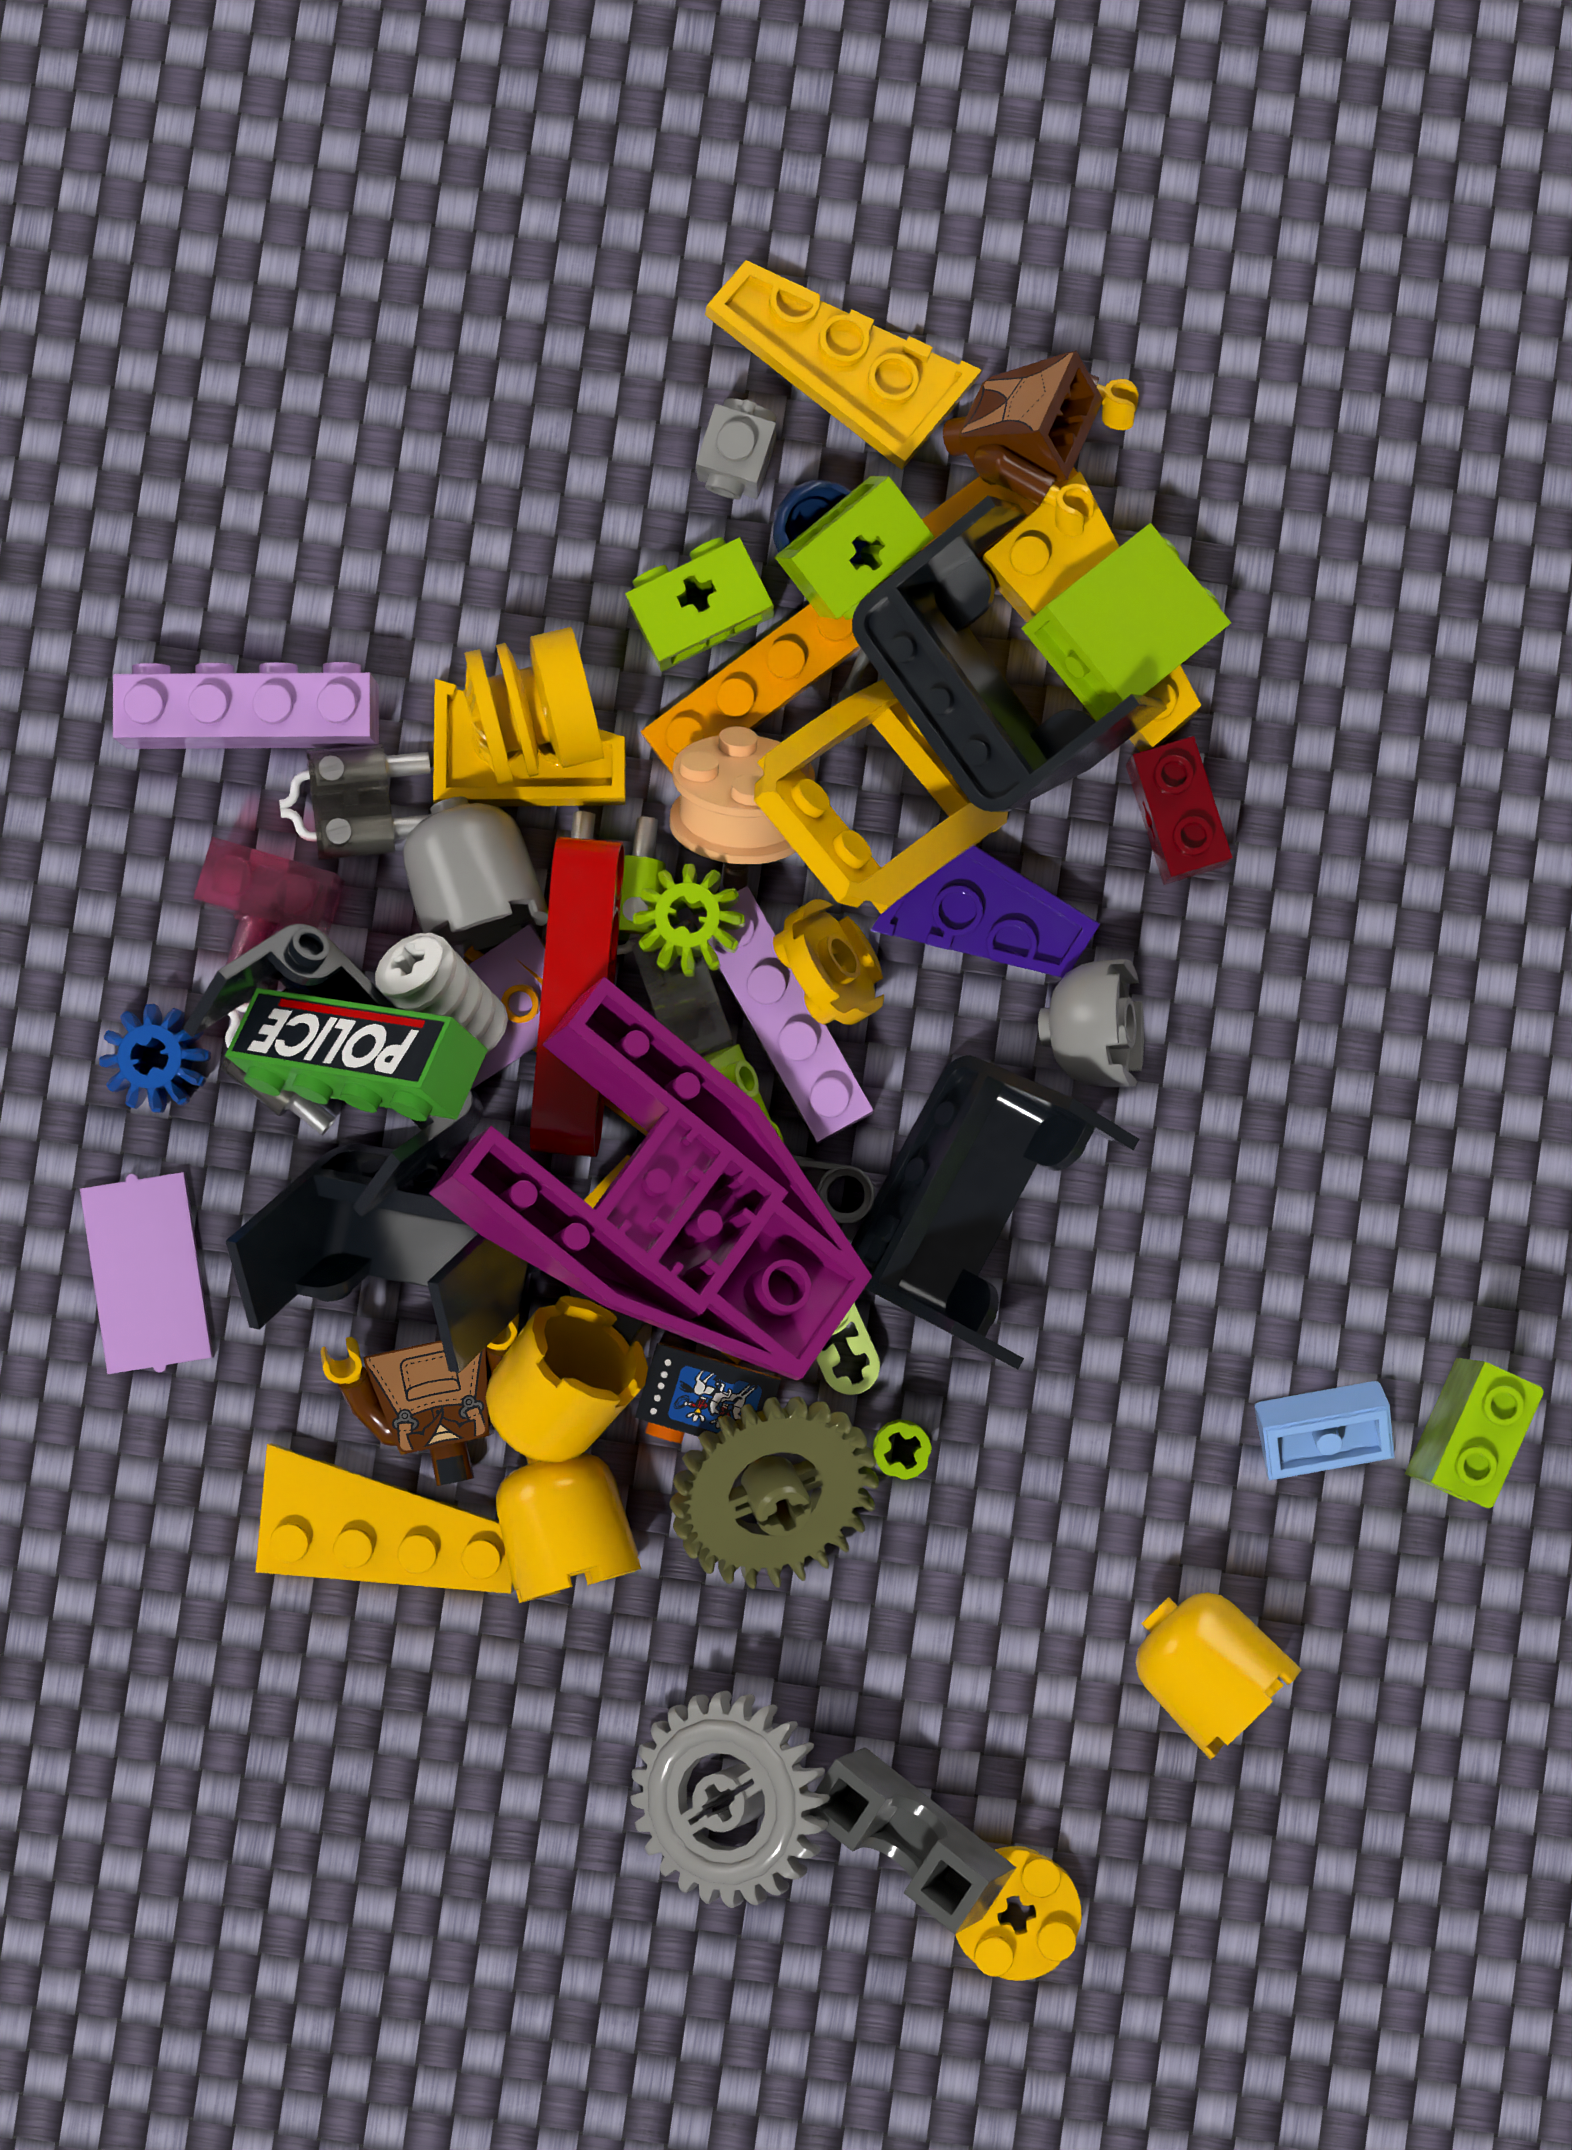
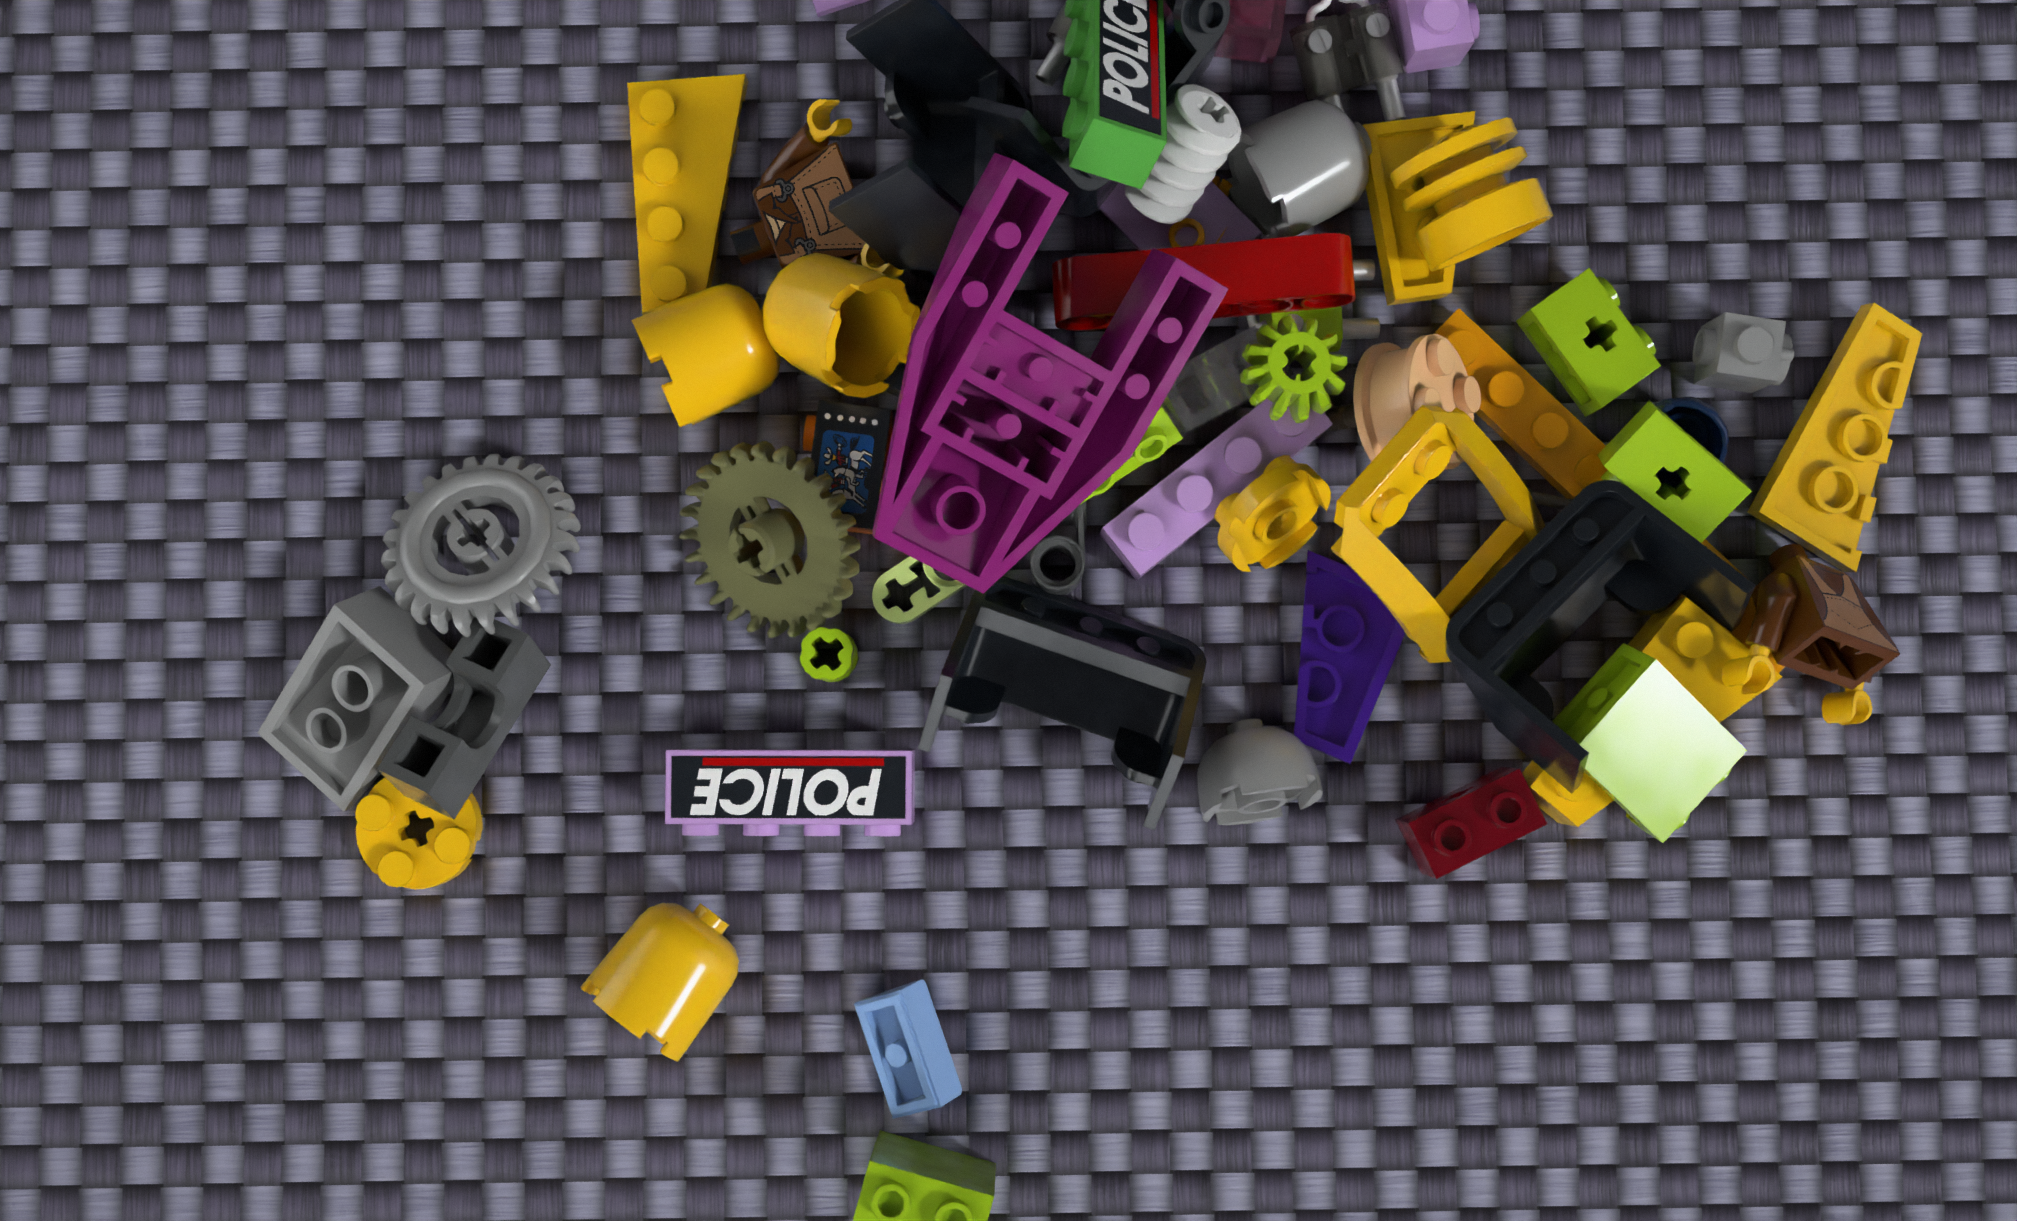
camera: 80 degrees right, 0 degrees up
(868, 1955) = (356, 693): none -> light grey slope
(1035, 1511) = (790, 788): none -> brick

